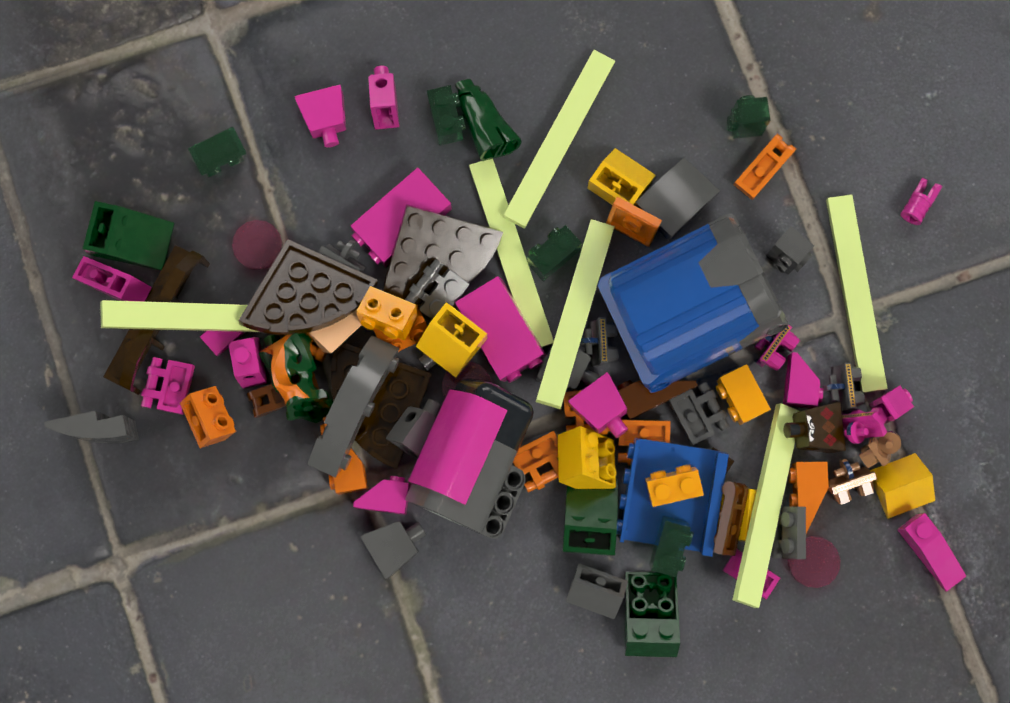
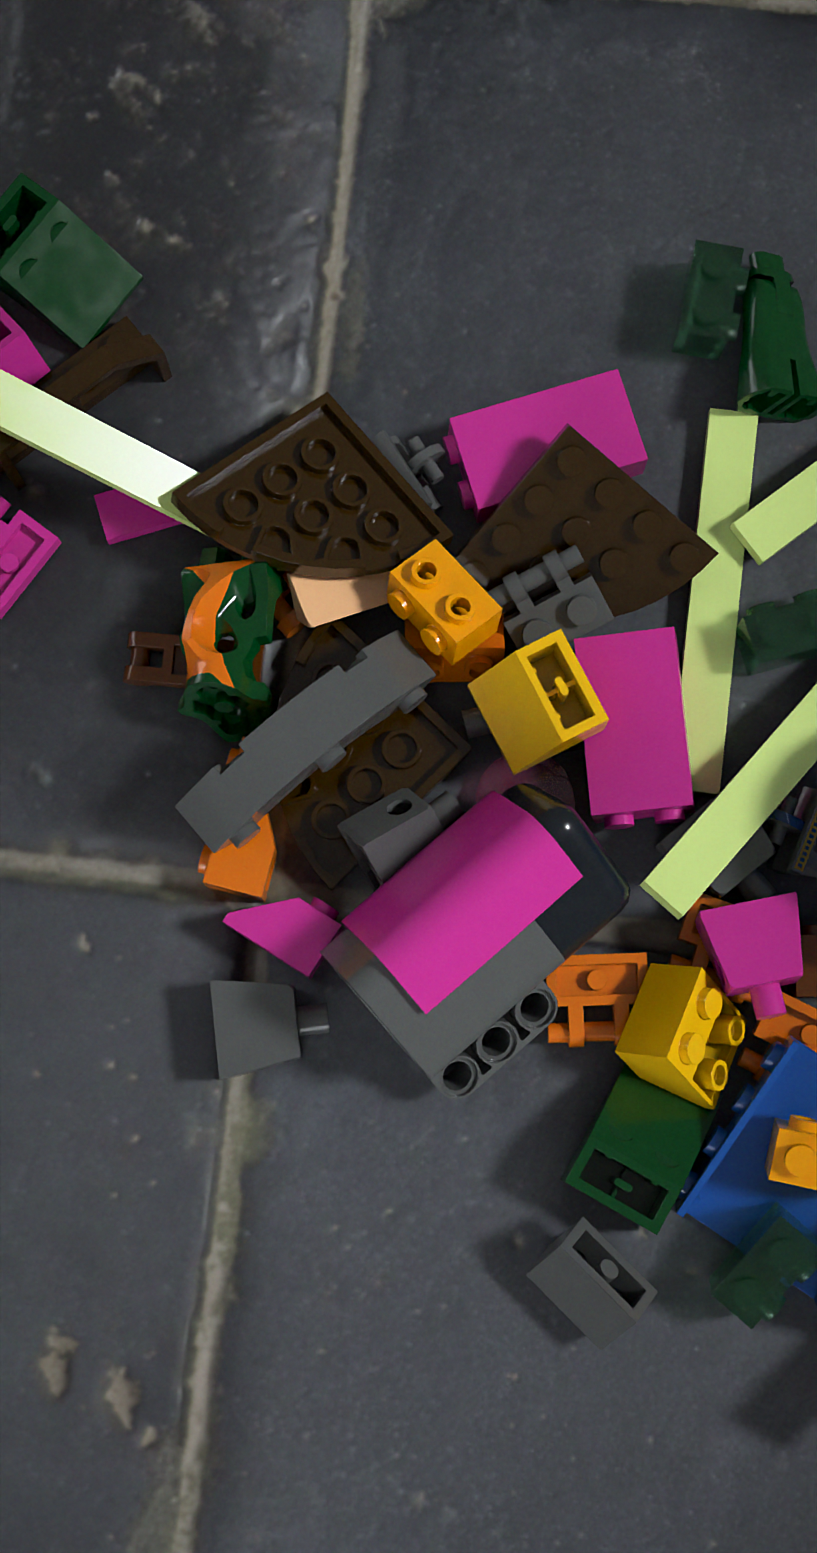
camera: 25 degrees right, 0 degrees up
(208, 416) = (41, 641): orange brick -> none
(217, 151) = (275, 185): clear green brick -> none
(247, 362) = (155, 577): dark pink torso -> none
(257, 244) = (268, 379): clear pink tile -> none
(324, 113) = (494, 202): dark pink torso -> none
(383, 99) = (613, 211): dark pink torso -> none
(651, 615) = (672, 1376): dark green slope -> none

